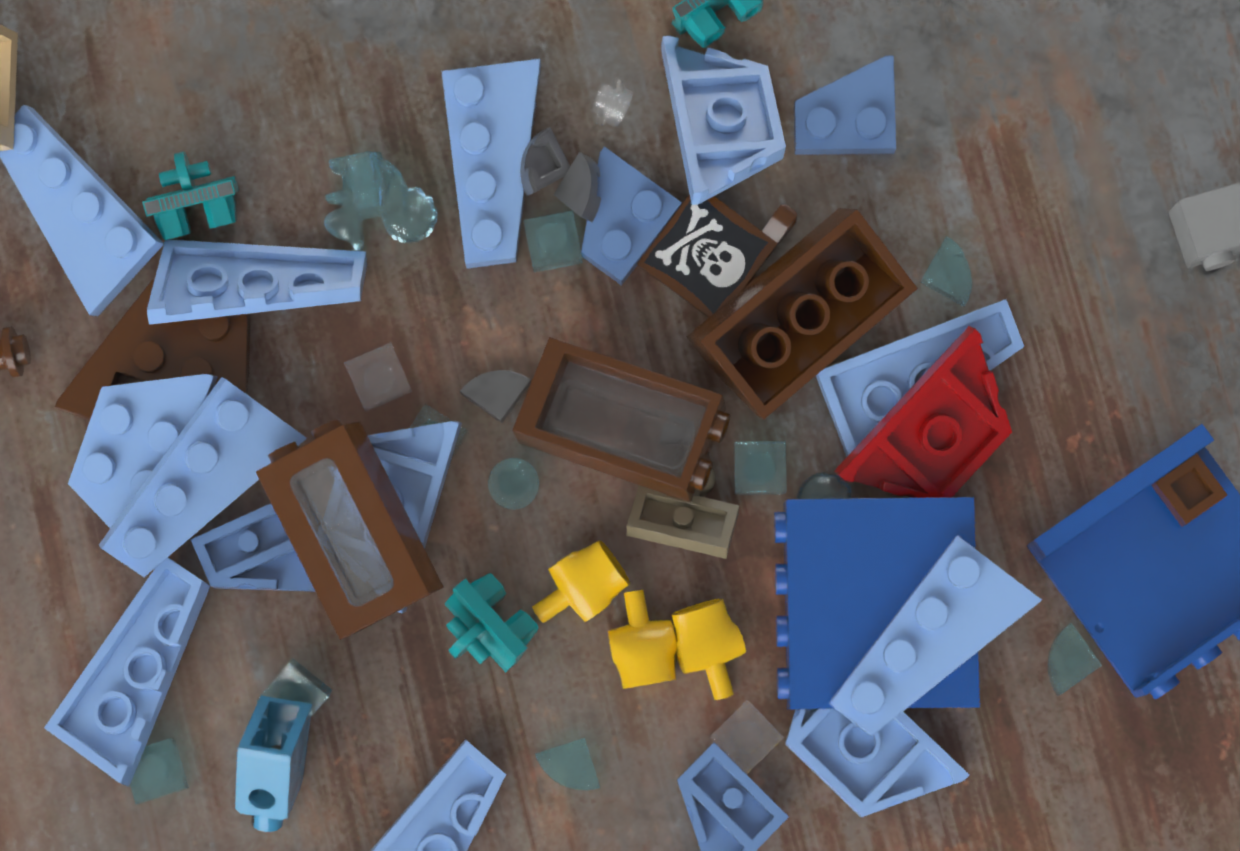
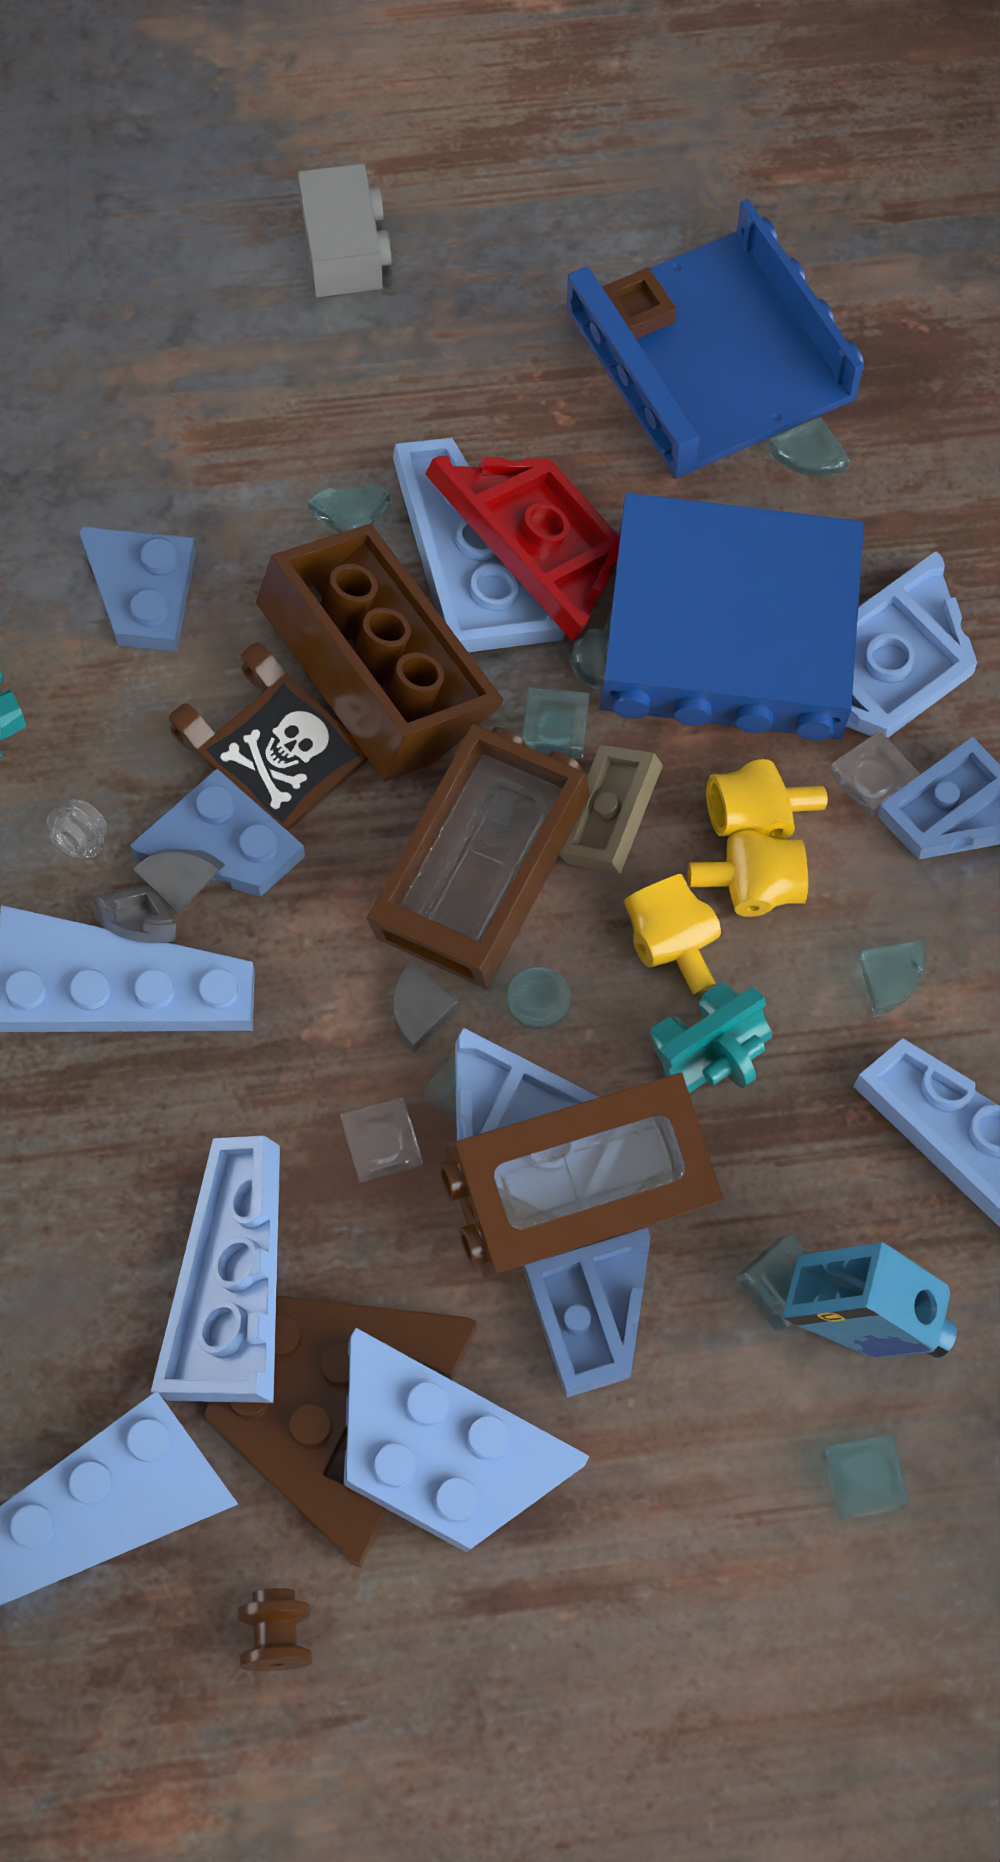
camera: 85 degrees left, 15 degrees down
(127, 680) = (751, 1497): light blue wing -> none
(170, 207) = (102, 1320): teal hips -> none
(198, 477) = (483, 1361): light blue wing -> none
(374, 190) = (135, 1117): clear light blue animal -> none
(553, 241) = (238, 921): clear light blue plate -> none
(721, 117) = (118, 706): light blue wing -> none
(938, 628) = (777, 546): light blue wing -> none

